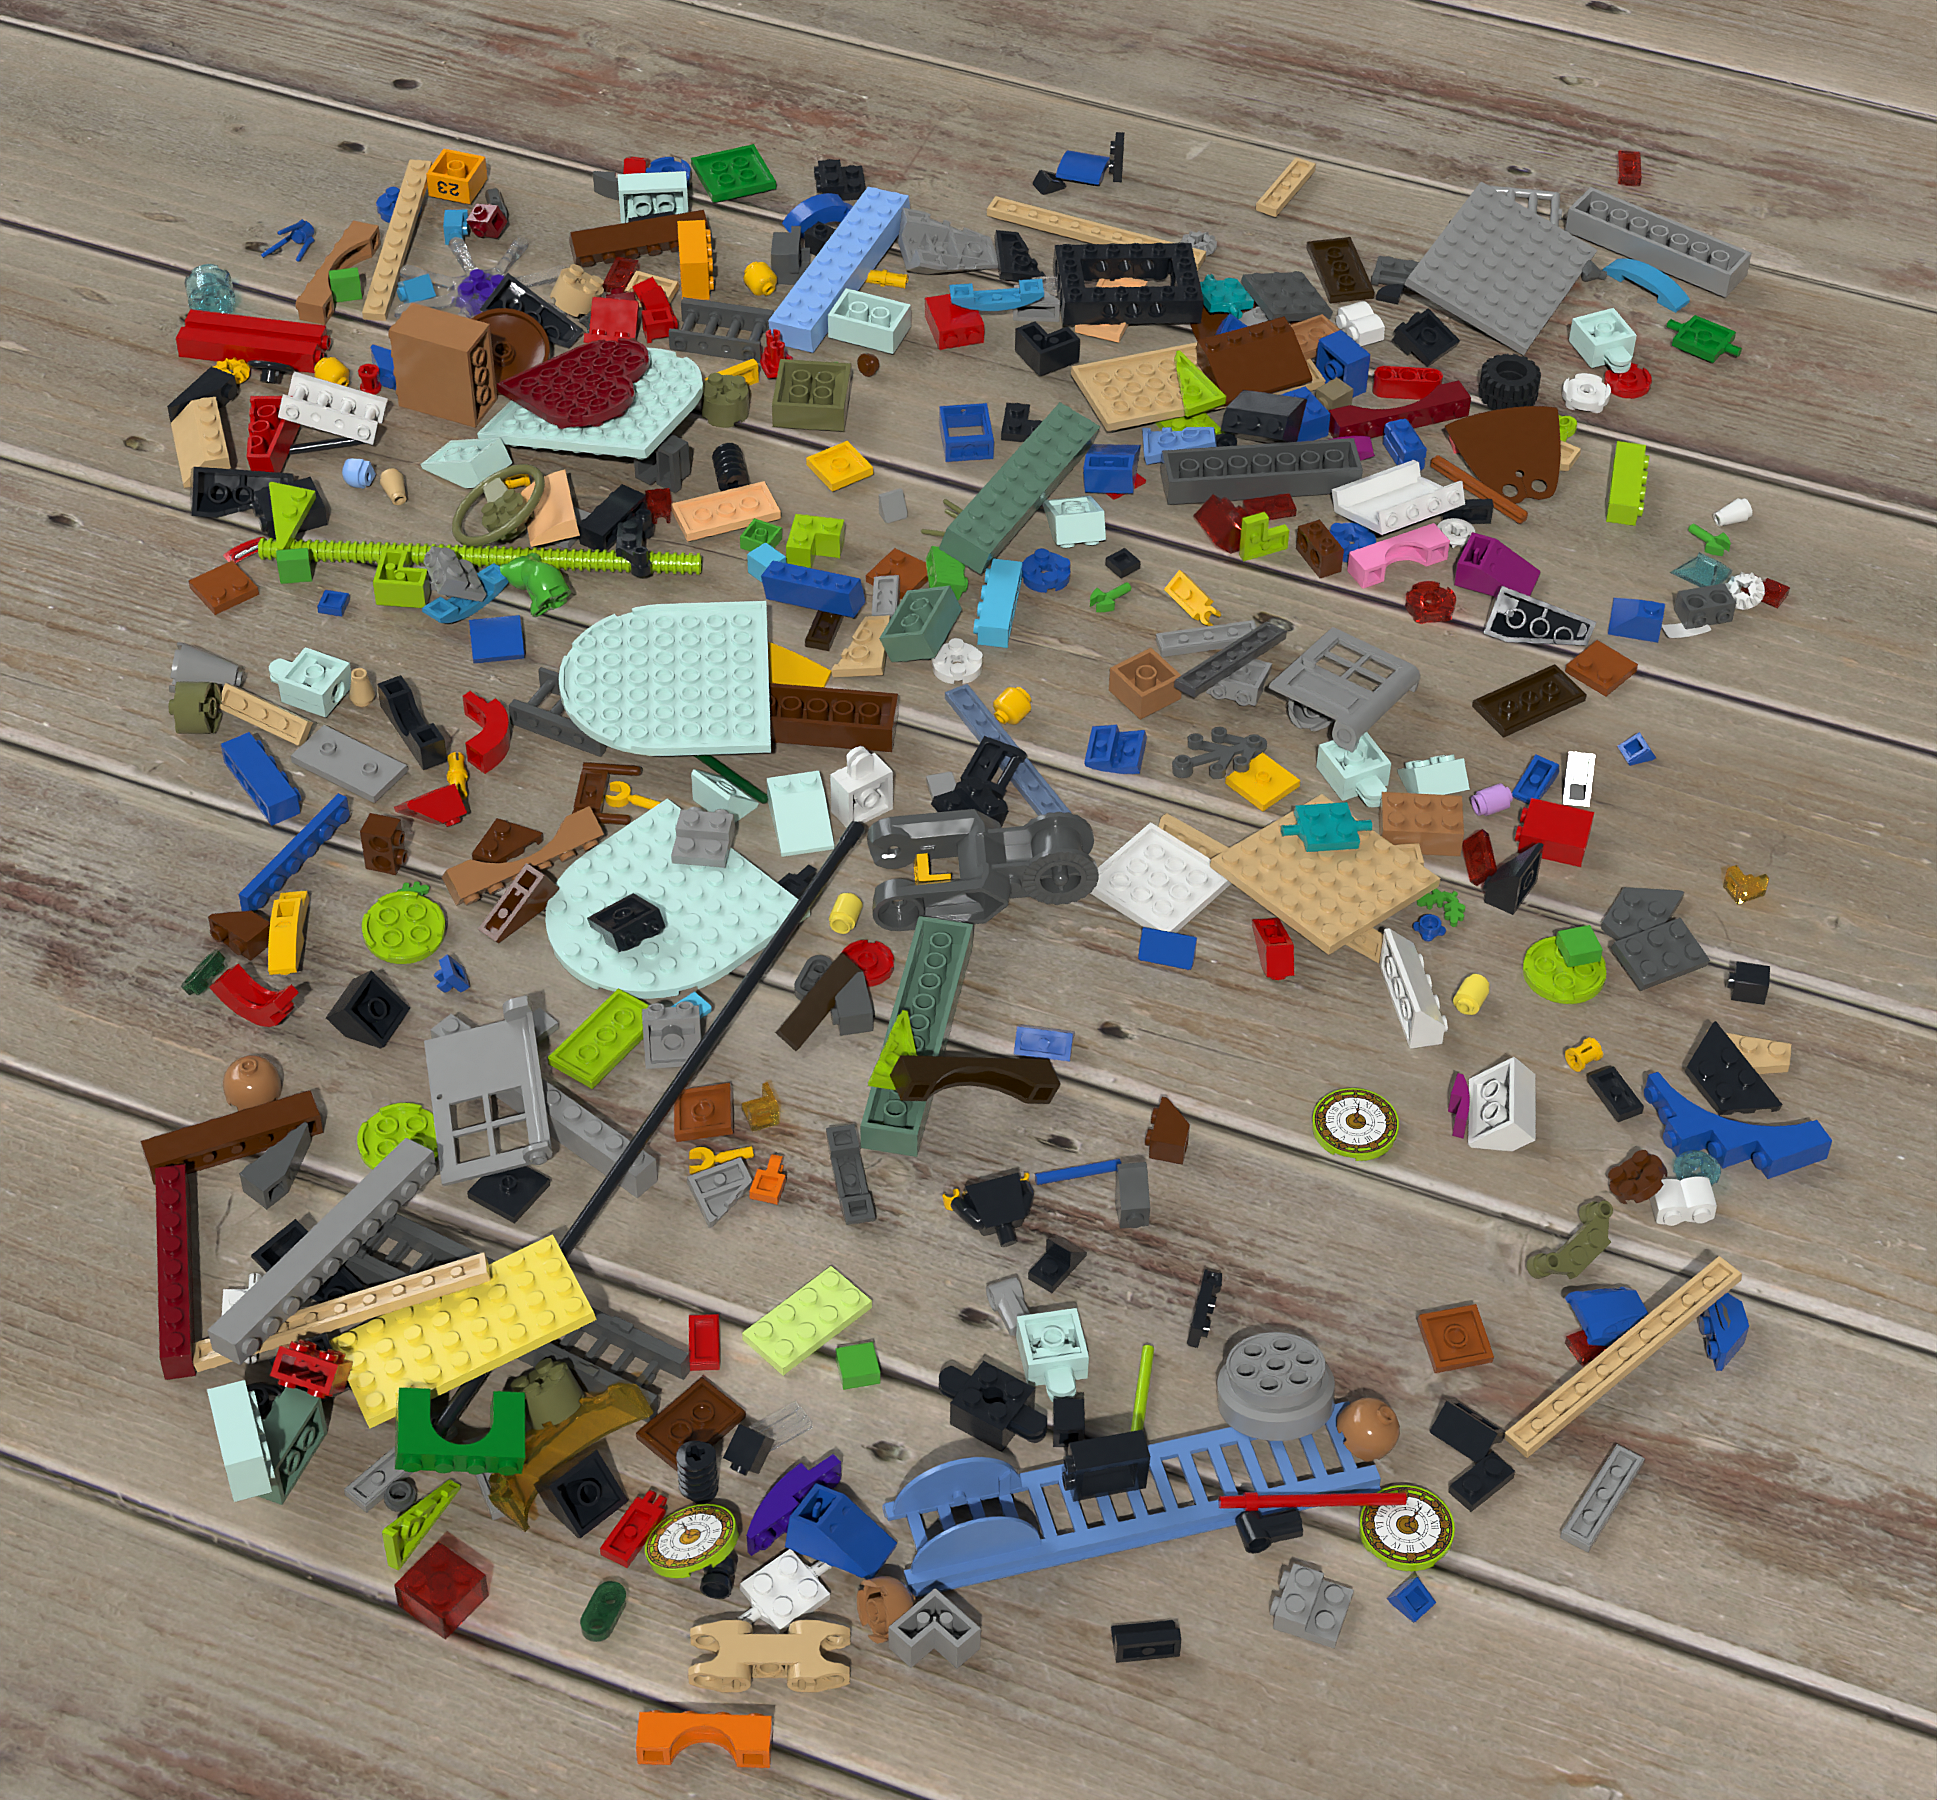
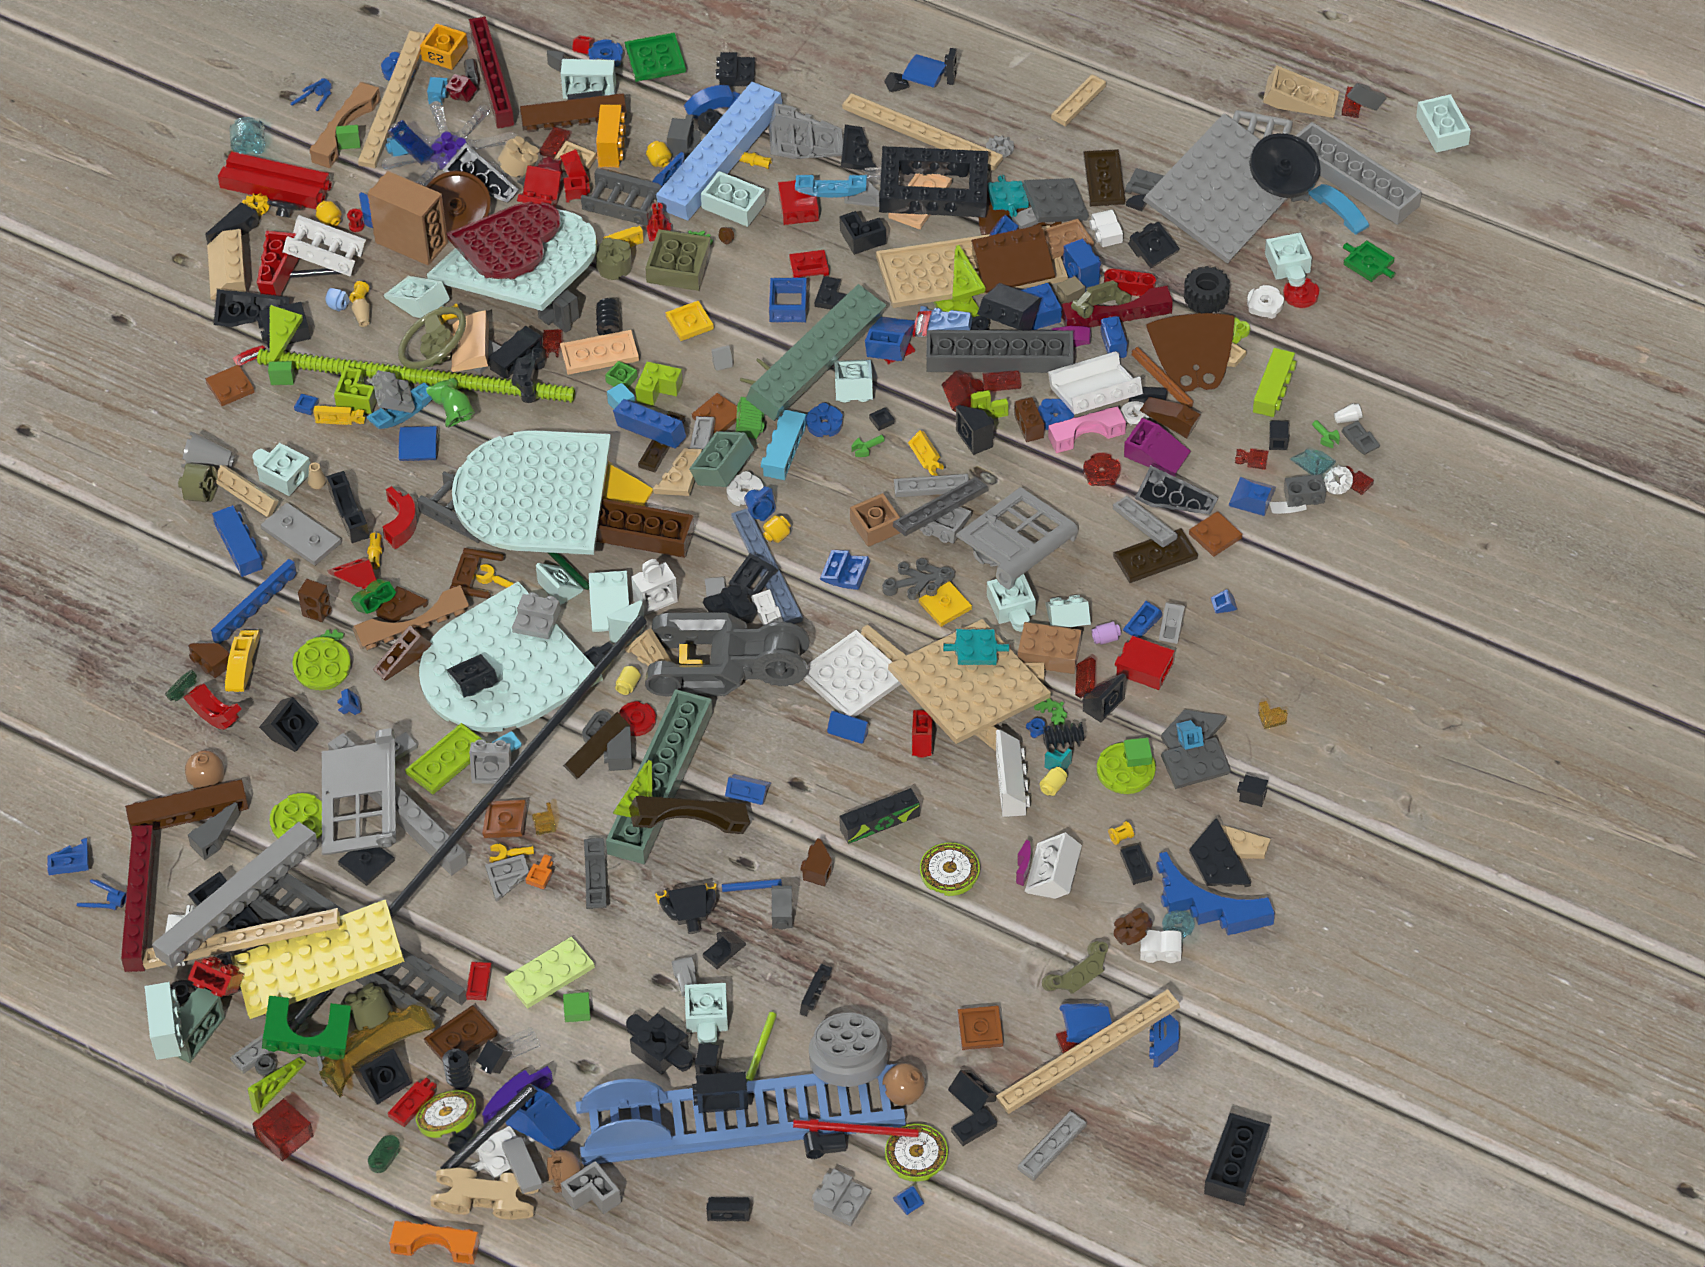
camera: 10 degrees right, 5 degrees up
(63, 1226) = (69, 859): none -> blue wing
(139, 1272) = (115, 897): none -> blue plant
(380, 612) = (338, 415): none -> yellow plate
(388, 458) = (360, 290): none -> yellow bush
(432, 281) = (411, 142): none -> clear blue plate
(465, 832) = (375, 594): none -> green brick
(524, 201) = (491, 72): none -> dark red brick
(765, 1554) = (490, 1127): none -> black axle
(780, 291) = (665, 174): none -> blue slope
(822, 1606) = (521, 1165): none -> light grey tile
(825, 835) = (620, 621): none -> light aqua slope
(866, 868) = (648, 648): none -> tan wing
(983, 389) = (809, 264): none -> red plate
(983, 674) = (759, 505): none -> blue piece
(1019, 804) = (766, 607): none -> white slope
(1149, 447) = (921, 323): none -> sticker
(1241, 1060) = (879, 816): none -> black brick
(1251, 562) = (974, 428): none -> black slope
(1374, 395) = (1099, 294): none -> olive plate
(1466, 965) = (1058, 759): none -> teal panel
(1470, 932) = (1063, 736): none -> black piece
(1505, 659) = (1144, 521): none -> light grey tile
(1512, 529) = (1172, 415): none -> reddish brown slope
(1557, 162) = (1299, 94): none -> tan slope
(1572, 234) = (1284, 165): none -> black dish
(1627, 574) = (1254, 458): none -> clear red plate
(1647, 157) = (1366, 96): none -> dark grey slope
(1648, 915) = (1189, 735): none -> dark azure brick
(1651, 544) = (1278, 435): none -> black brick
(1750, 181) = (1443, 123): none -> light aqua brick
(1755, 542) = (1359, 438): none -> dark grey slope
(1881, 1489) = (1237, 1159): none -> black brick

